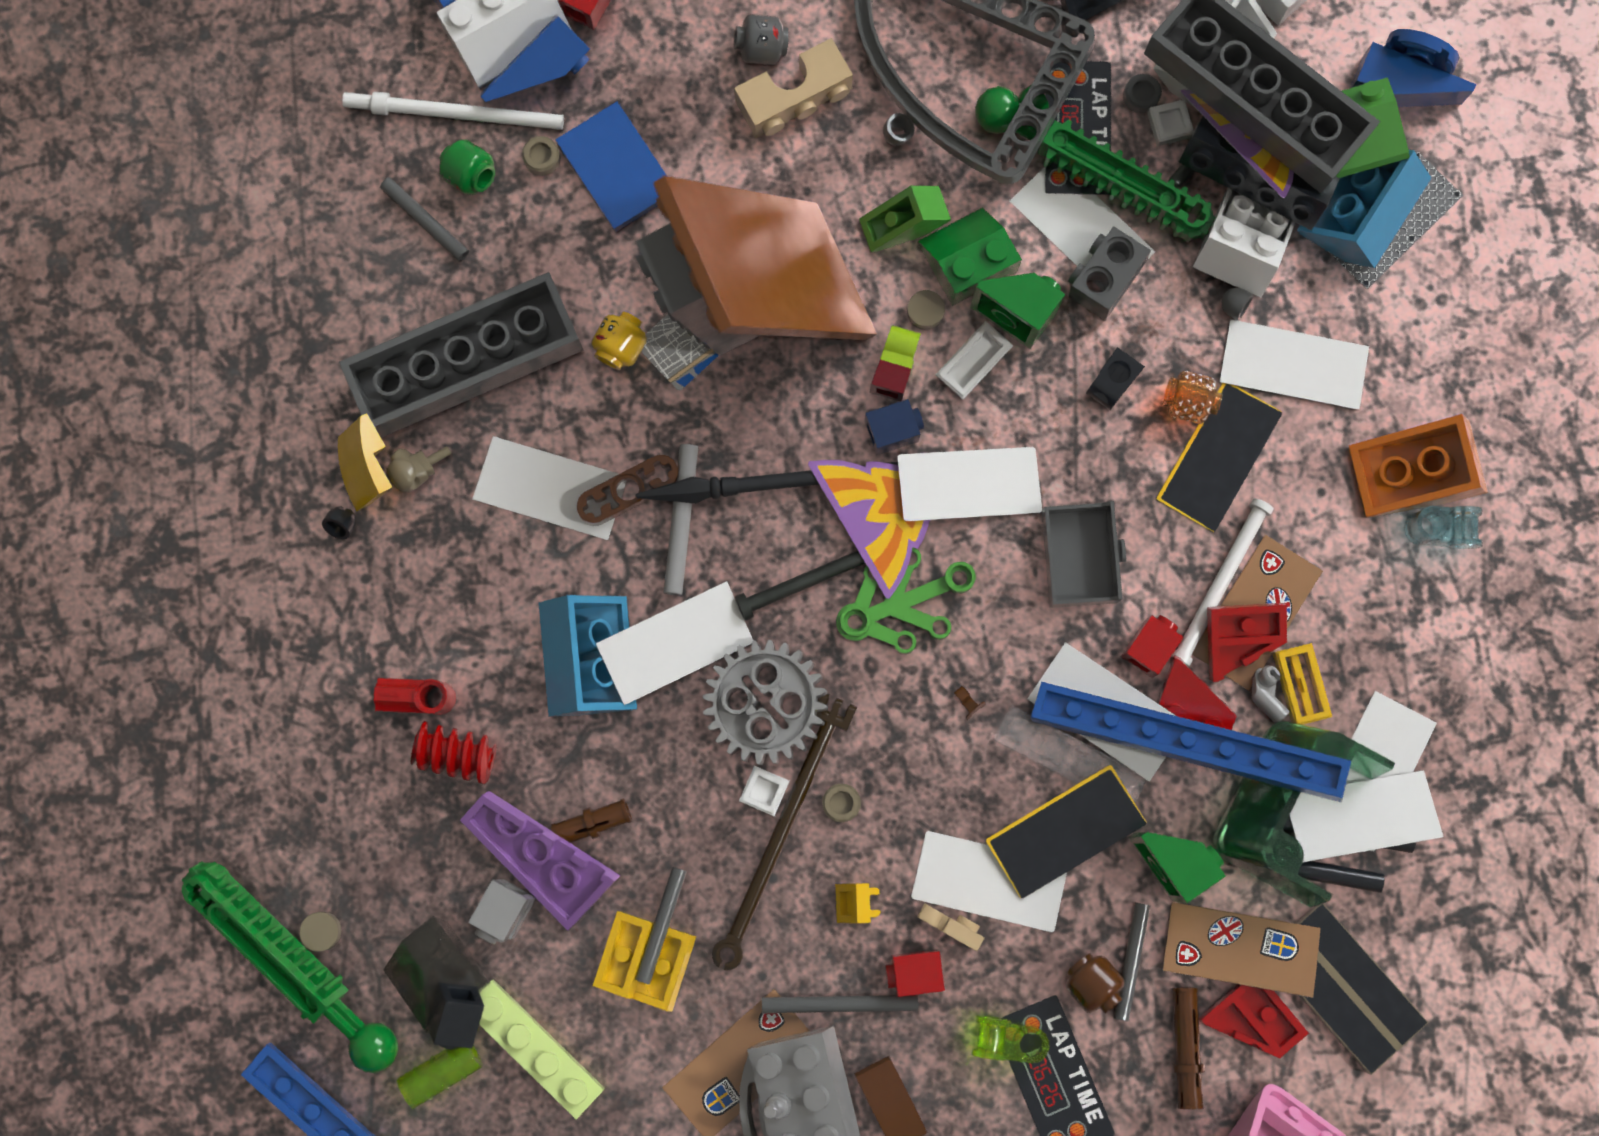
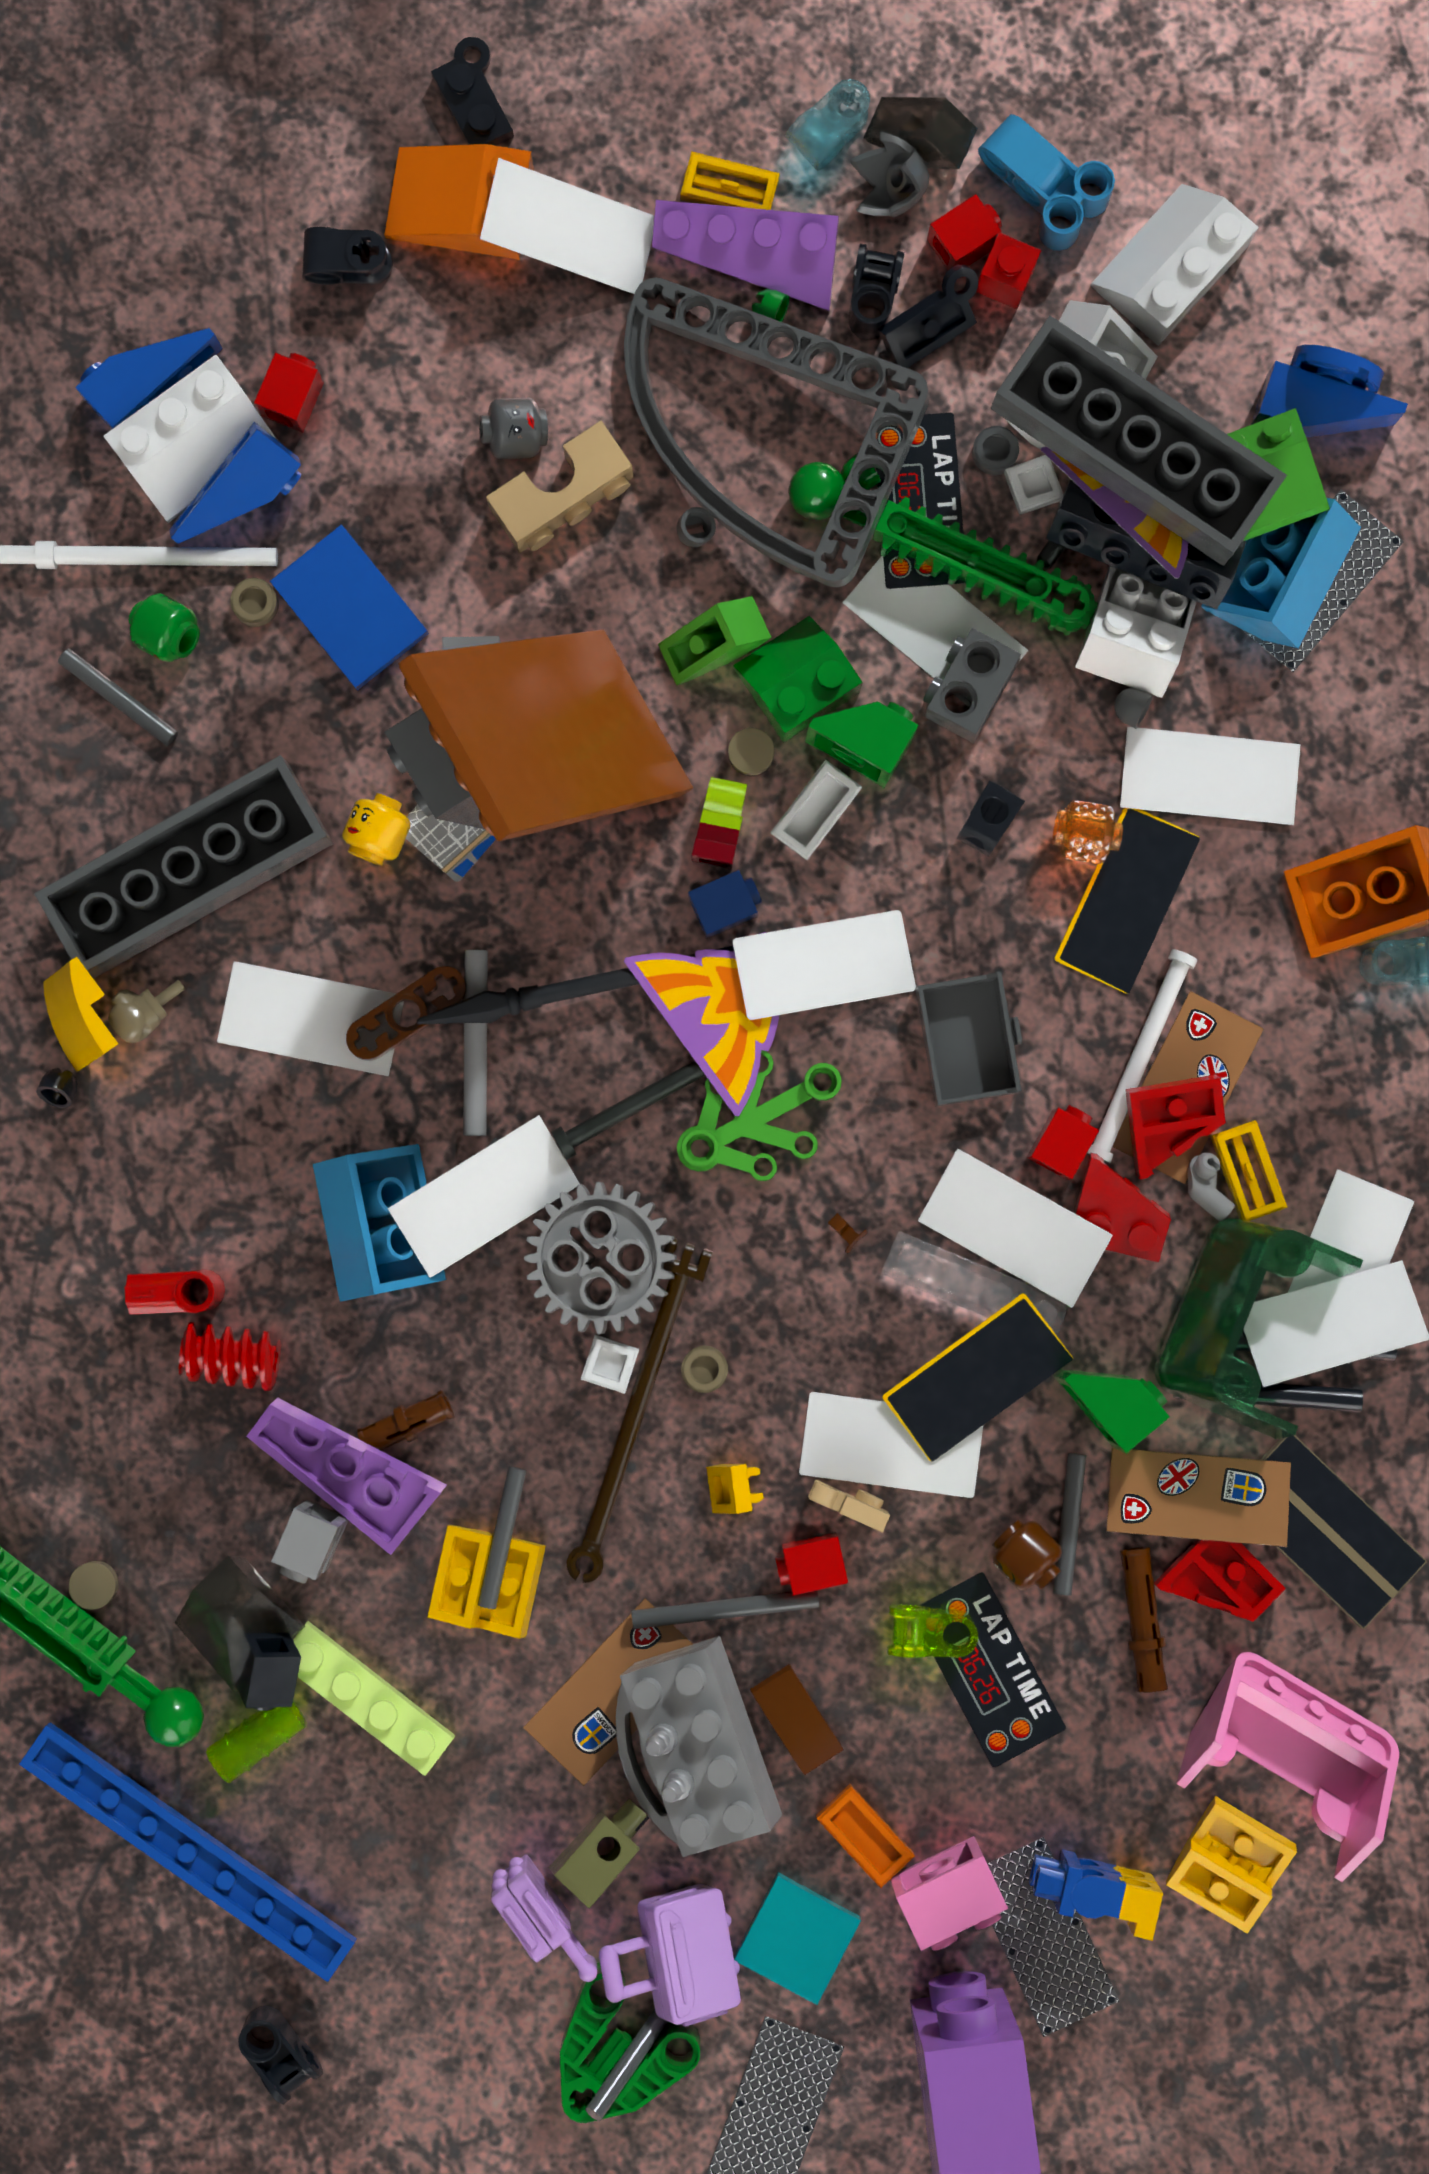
camera: 10 degrees left, 5 degrees up
(1192, 741) = (1116, 1258): blue plate -> none

